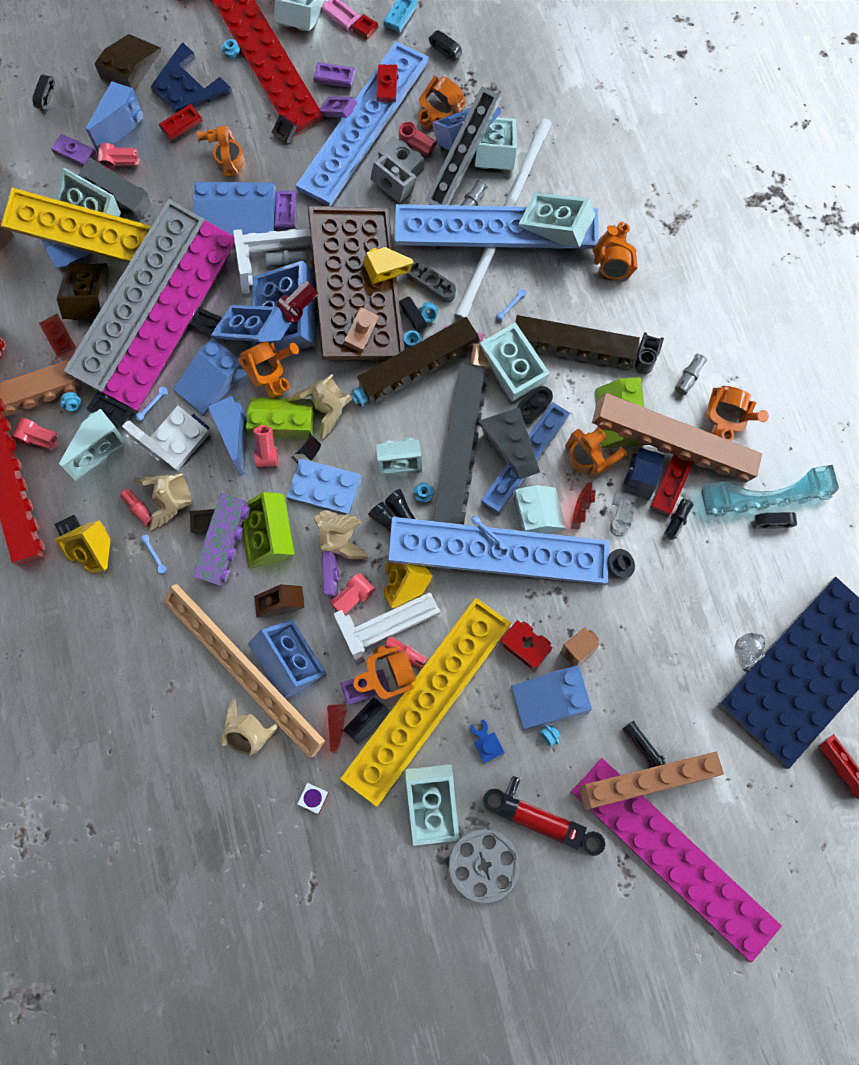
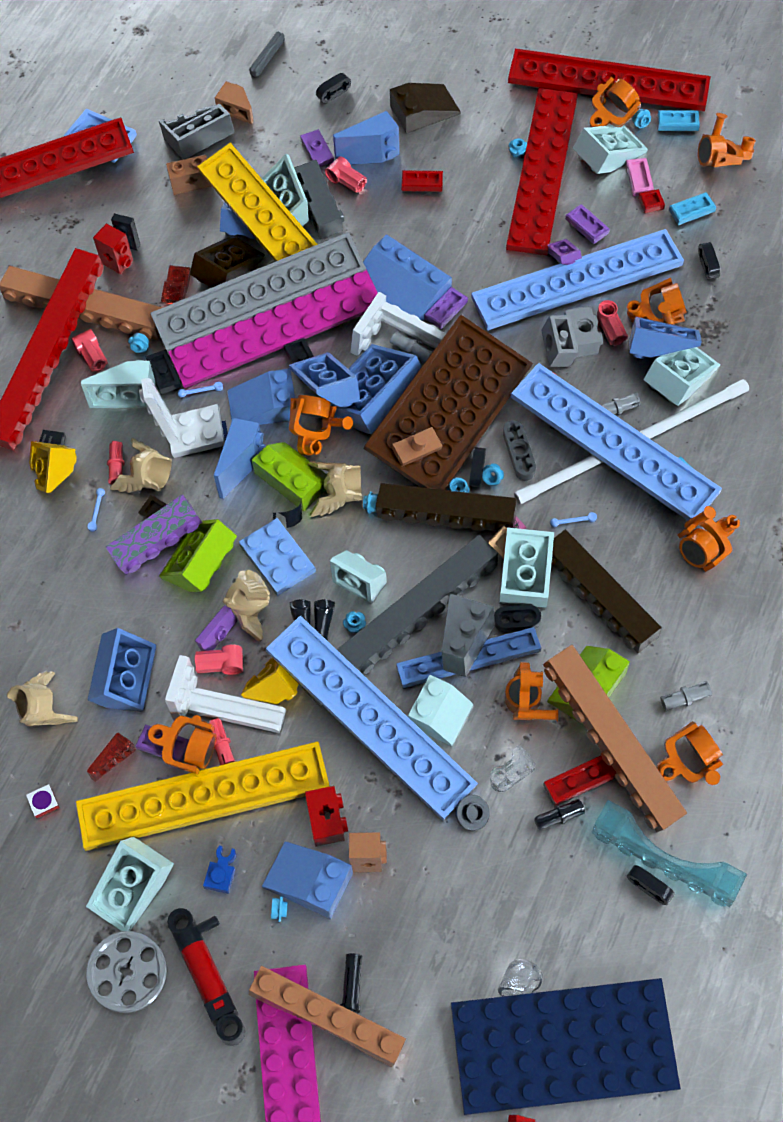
camera: 40 degrees right, 10 degrees down
(179, 88) = (446, 152): dark blue wing -> none
(226, 152) = (438, 228): orange piece -> none
(244, 671) = (78, 655): light nougat plate -> none
(265, 452) = (252, 491): coral piece -> none
(279, 600) = (158, 620): reddish brown slope -> none
(284, 129) = (503, 240): black tile -> none
(293, 304) = (379, 384): dark red piece -> none
(366, 720) = (139, 771): black plate -> none
(386, 264) = (486, 407): yellow slope -> none
(387, 83) = (625, 258): red plate -> none
(464, 147) = (636, 353): light grey brick -> none
(502, 544) = (376, 712): light blue hinge -> none
(558, 218) = (674, 471): light aqua slope -> none
(584, 501) = (486, 731): clear red slope -> none
(643, 473) = (560, 748): dark blue brick -> none
(648, 350) = (665, 645): black piece -> none

